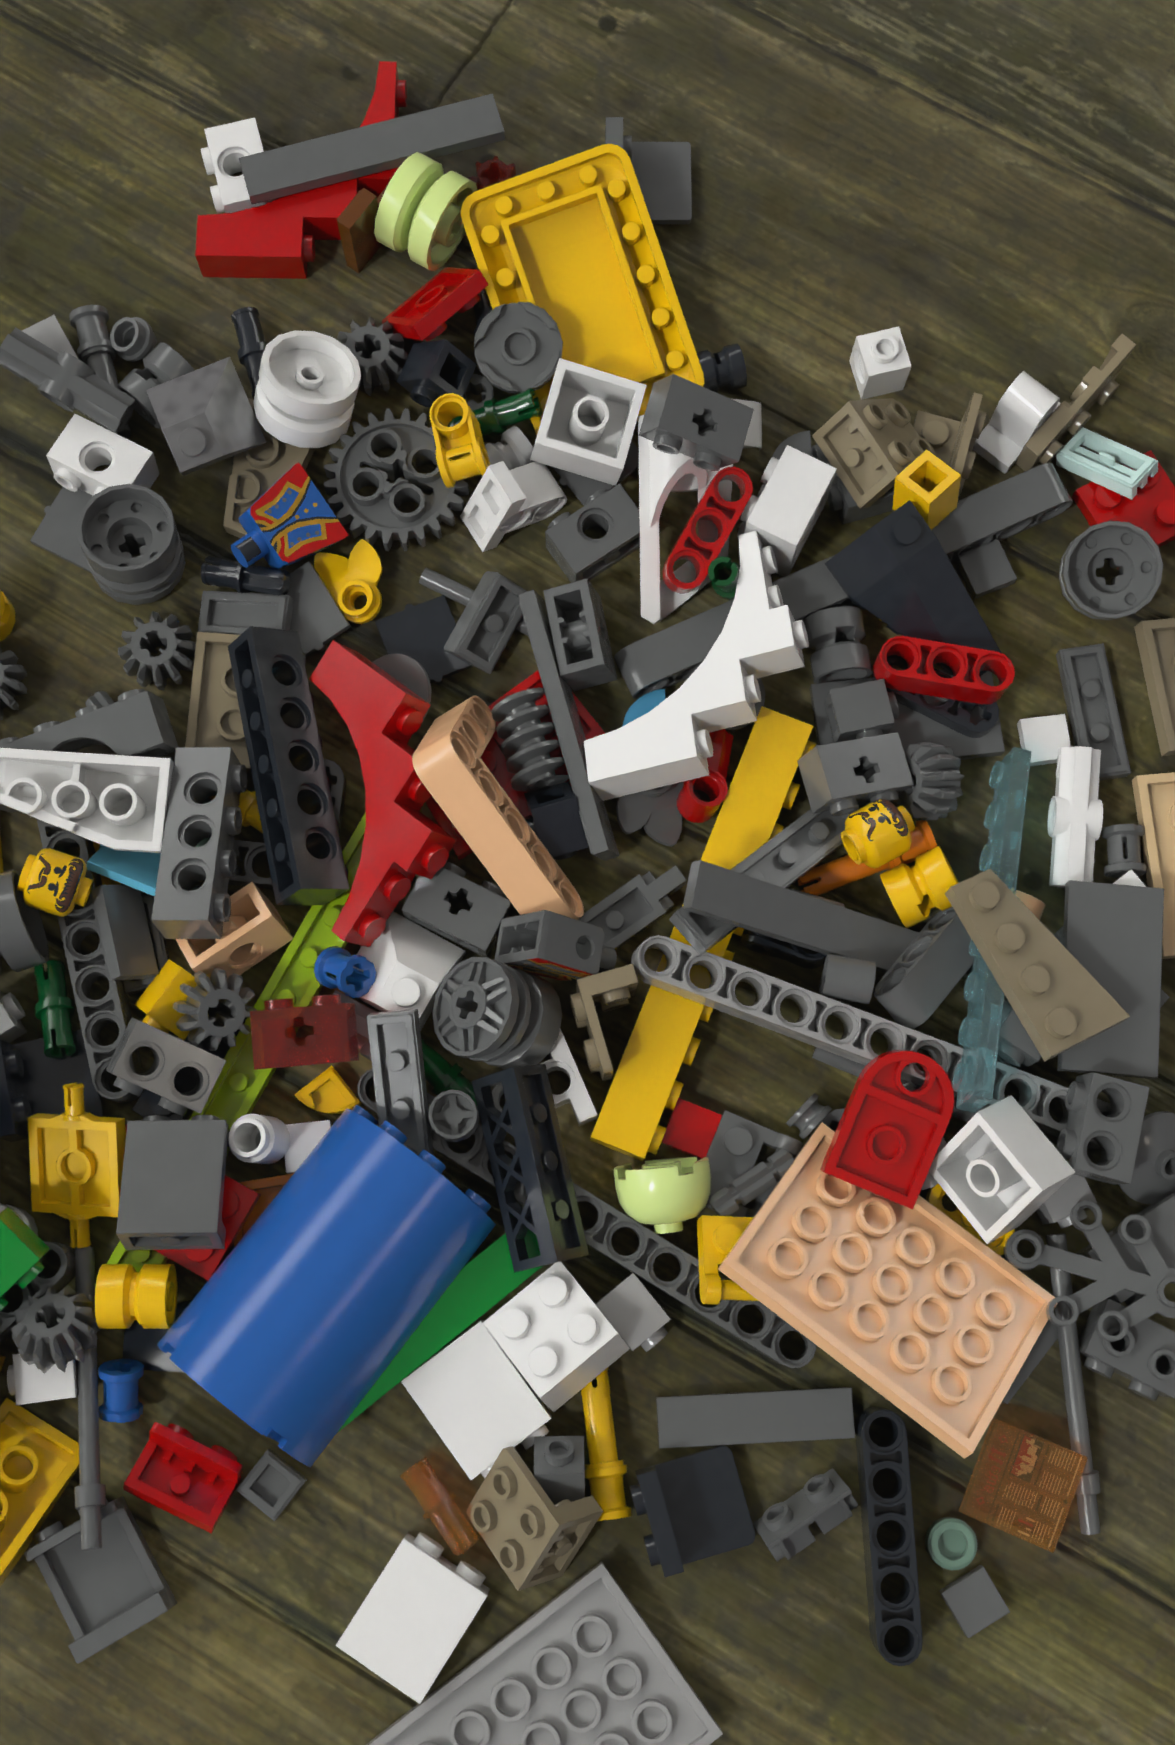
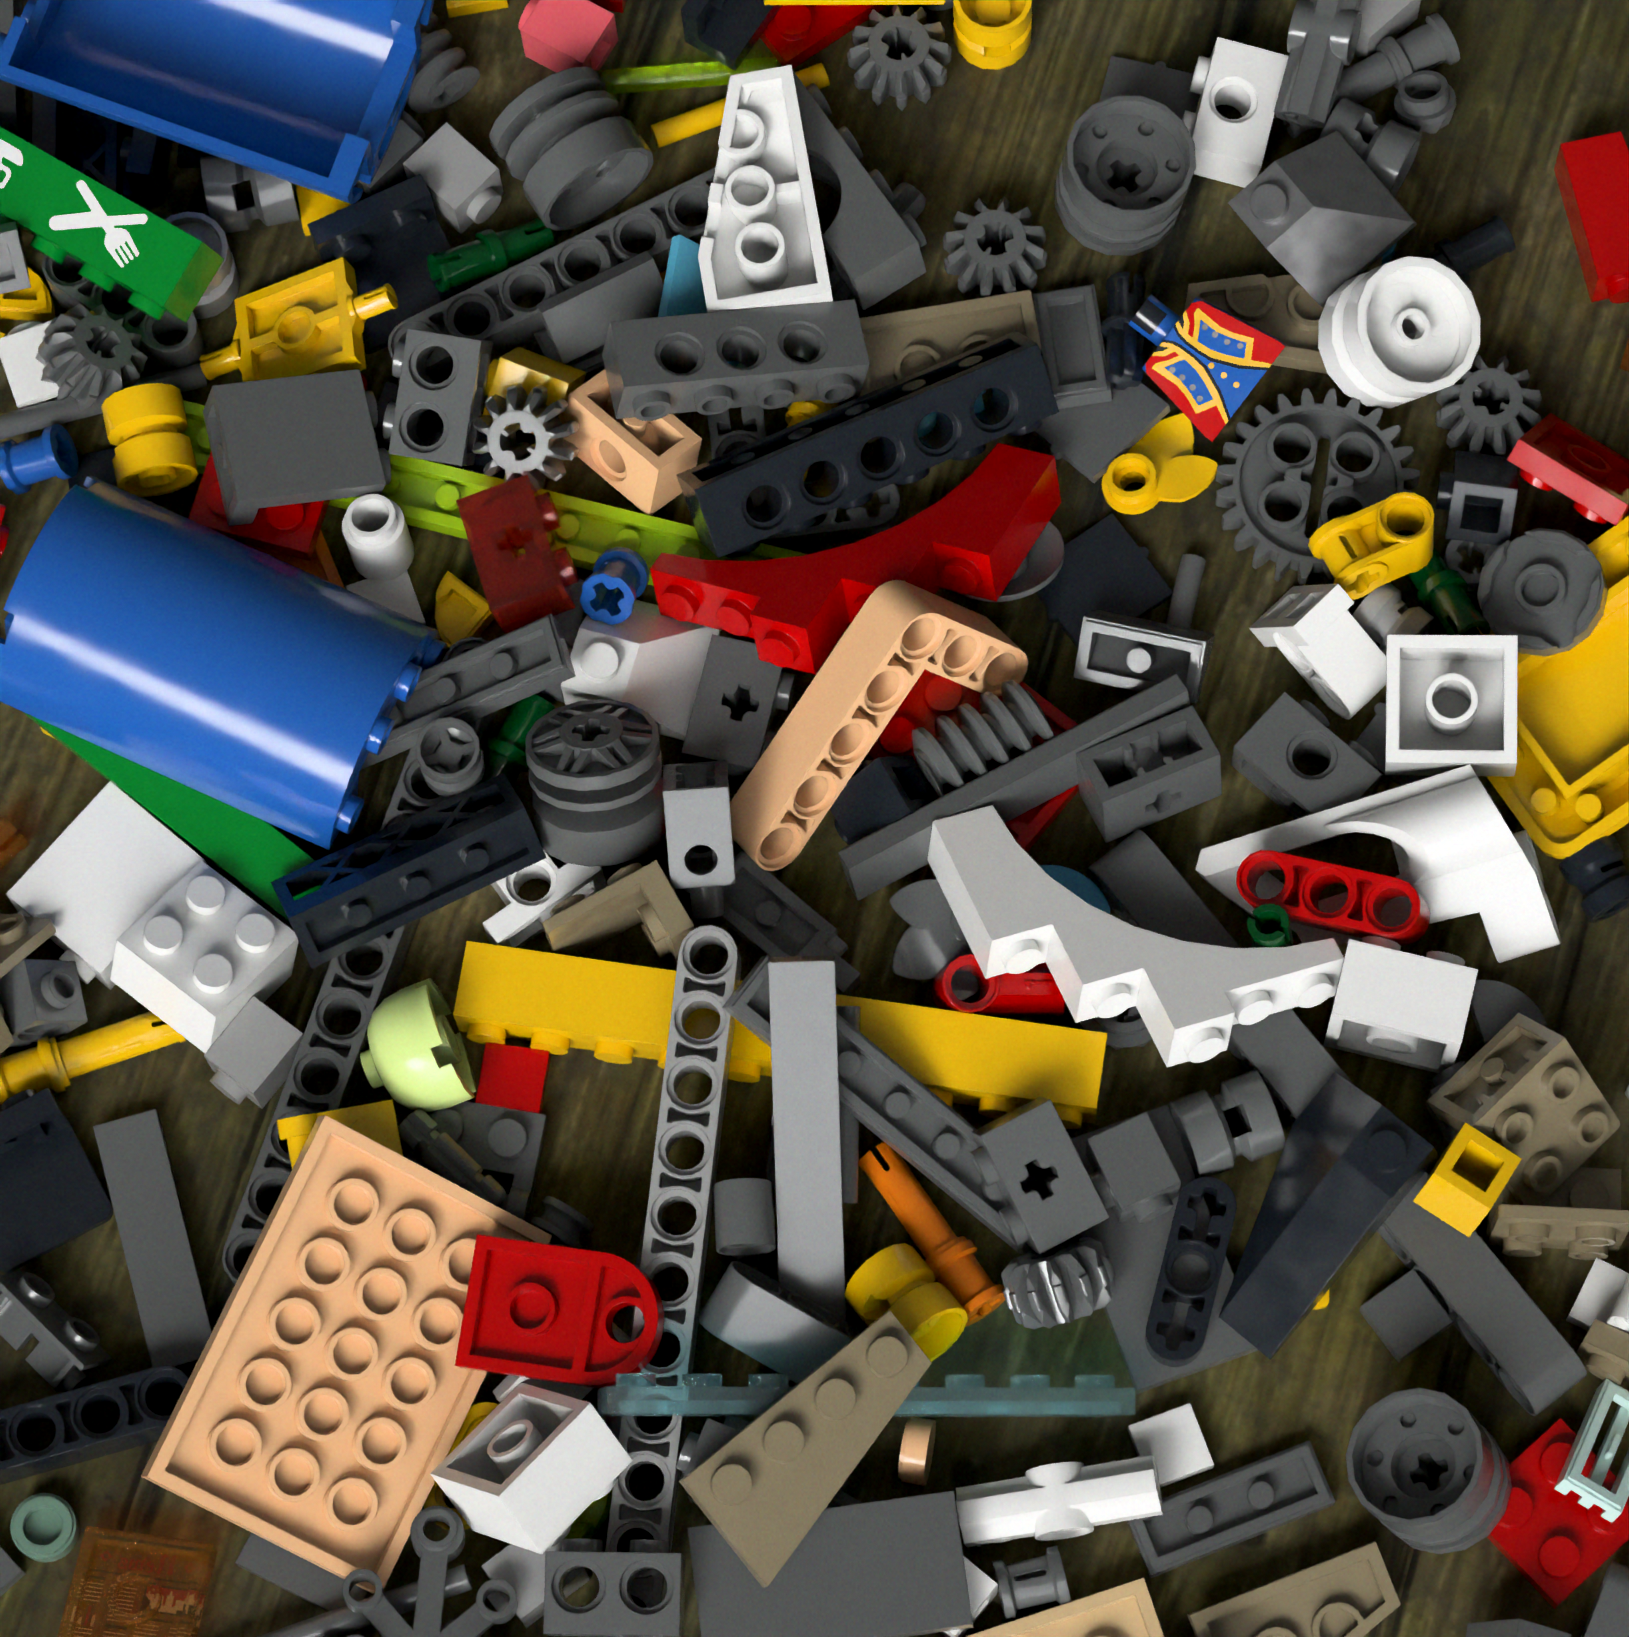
camera: 85 degrees right, 5 degrees down
(54, 882) = (641, 202): yellow head -> none
(695, 423) = (1476, 865): dark grey brick -> none
(877, 833) = (959, 1220): yellow head -> none
(963, 661) = (1216, 1228): red beam -> none

